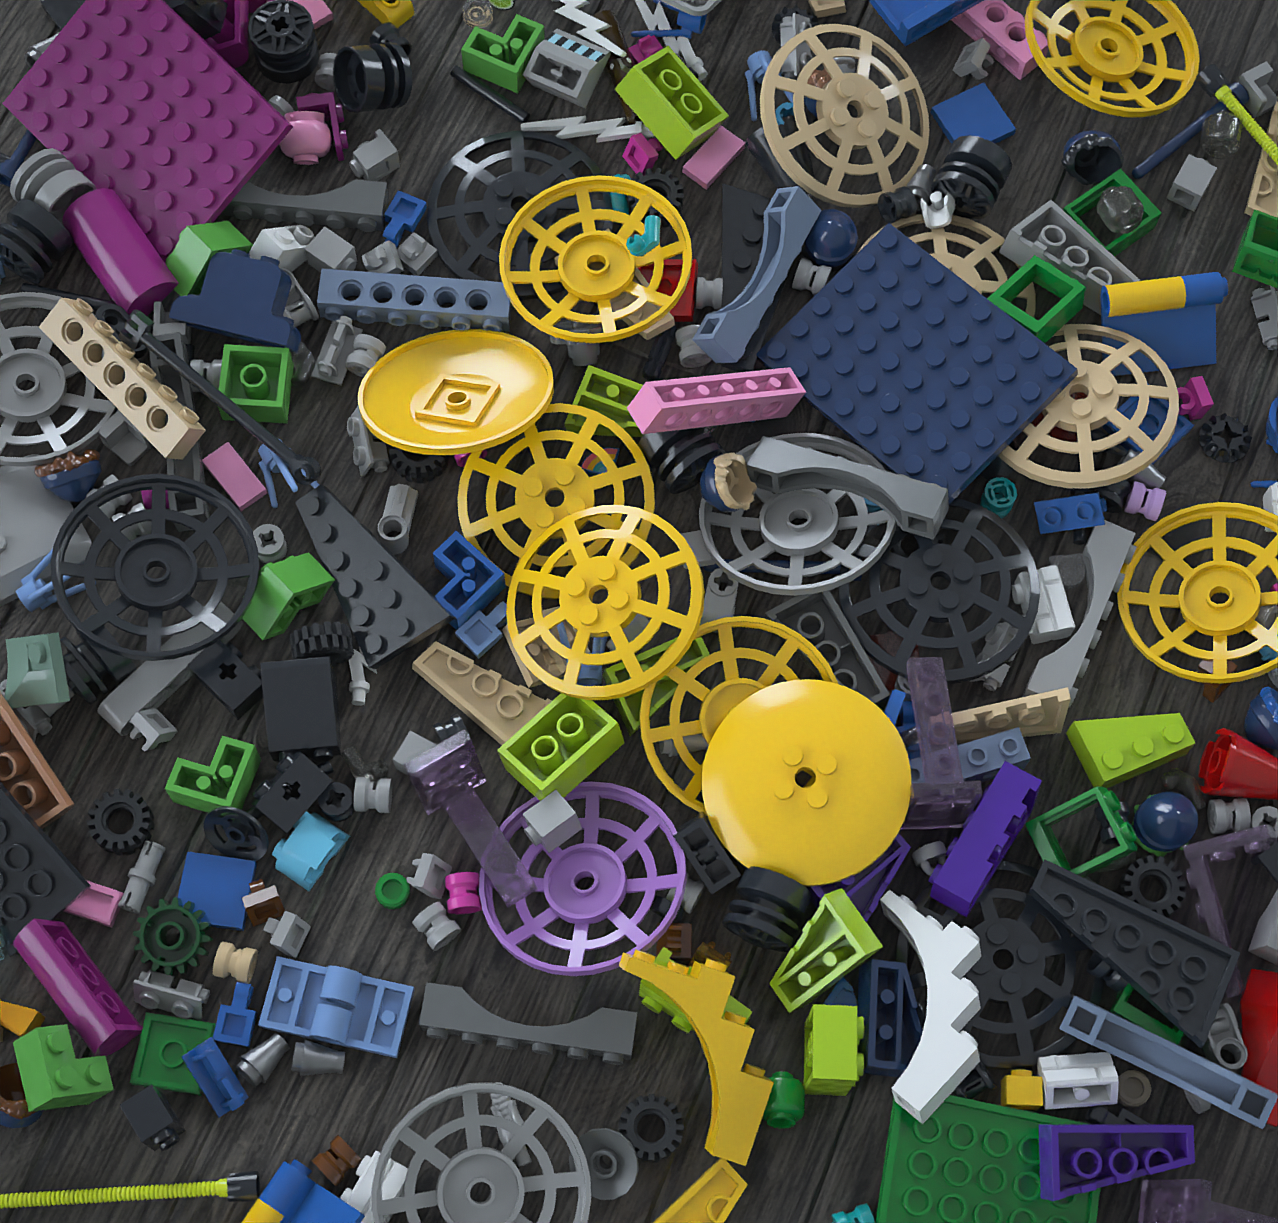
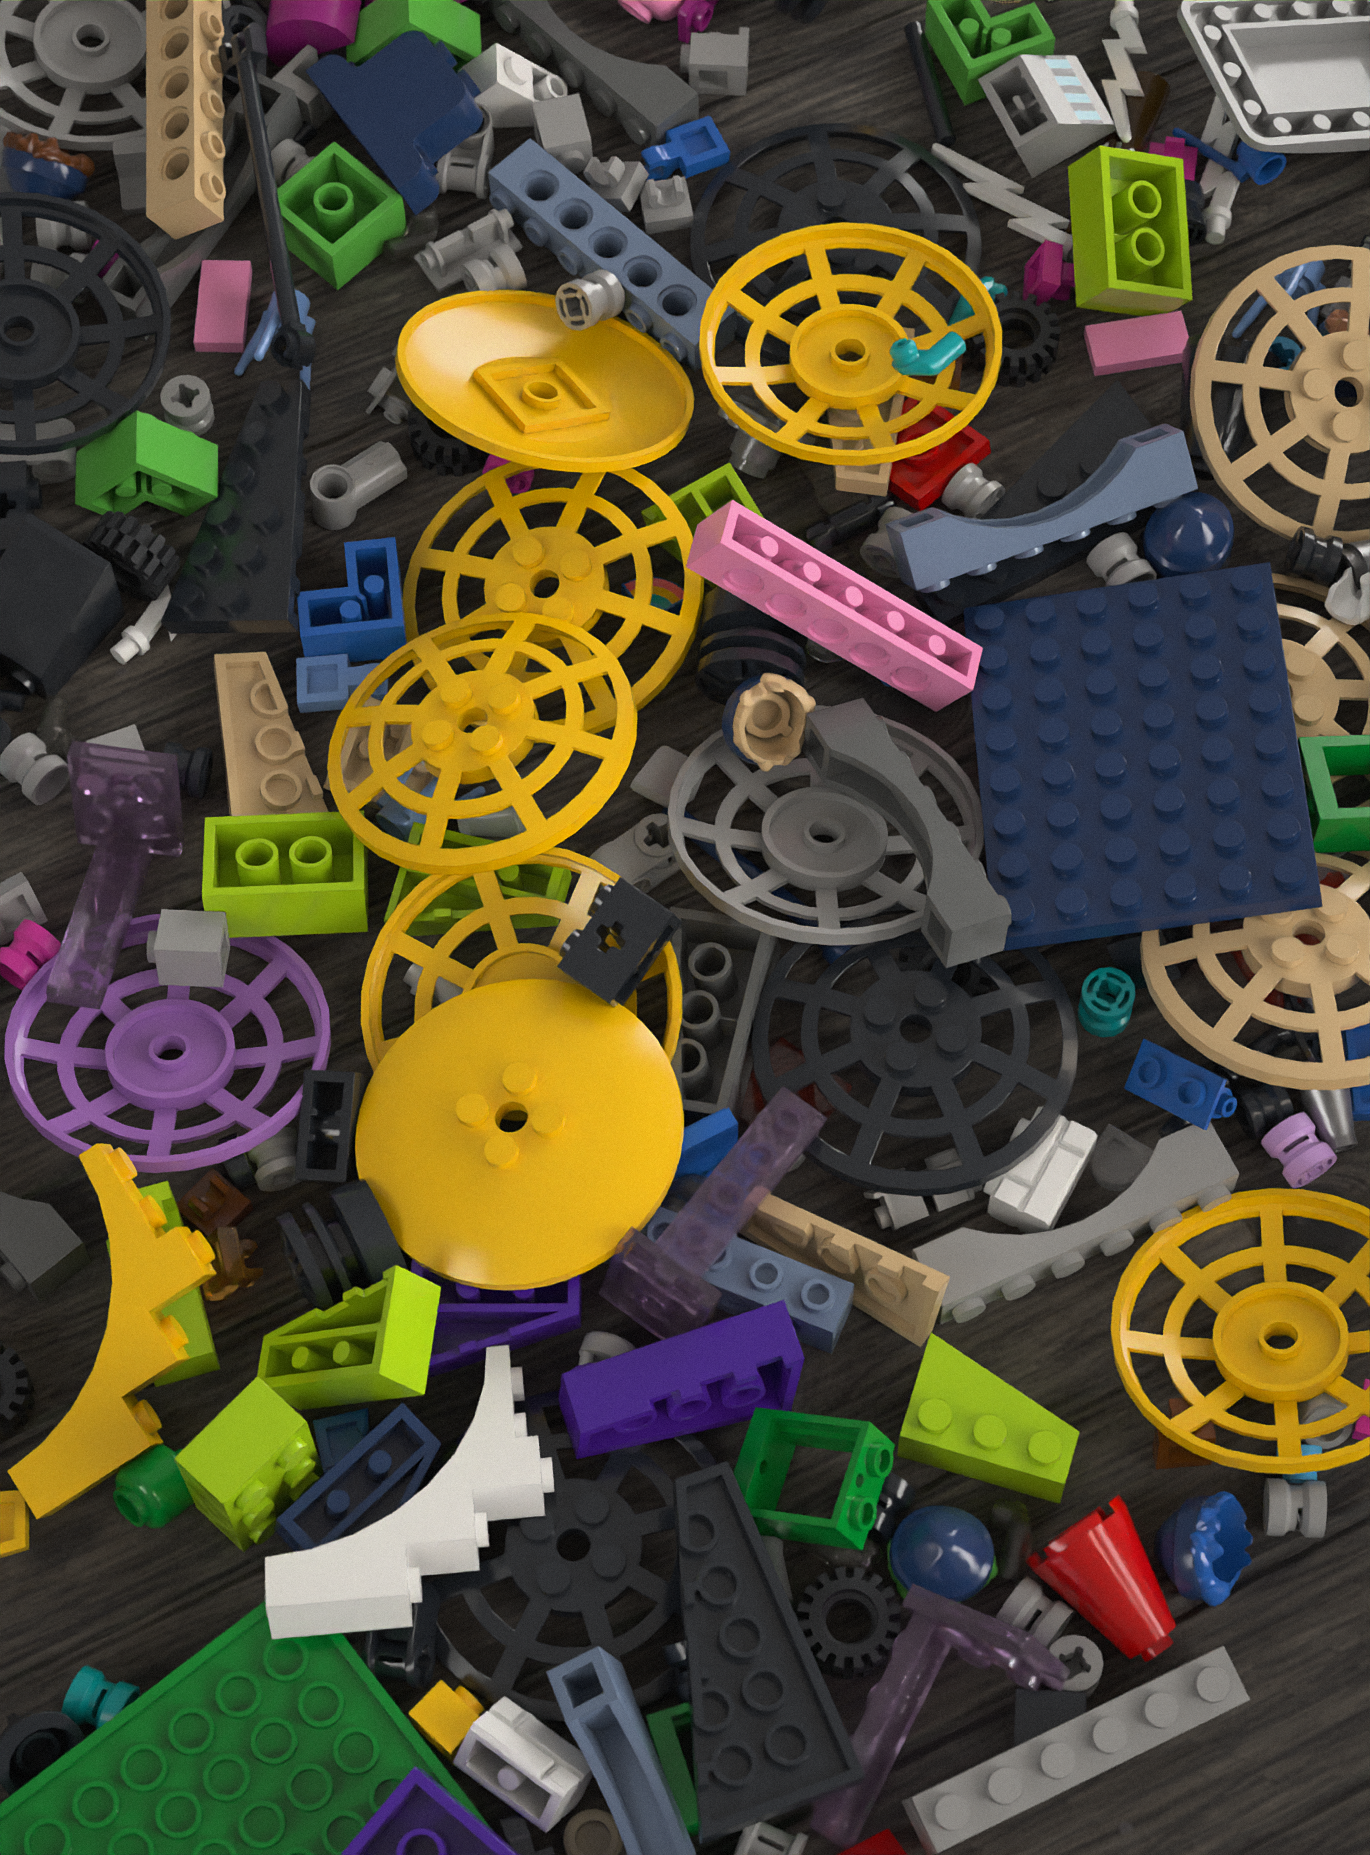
camera: 45 degrees right, 5 degrees down
(432, 332) = (589, 300): none -> light grey wheel
(785, 633) = (606, 969): none -> black brick

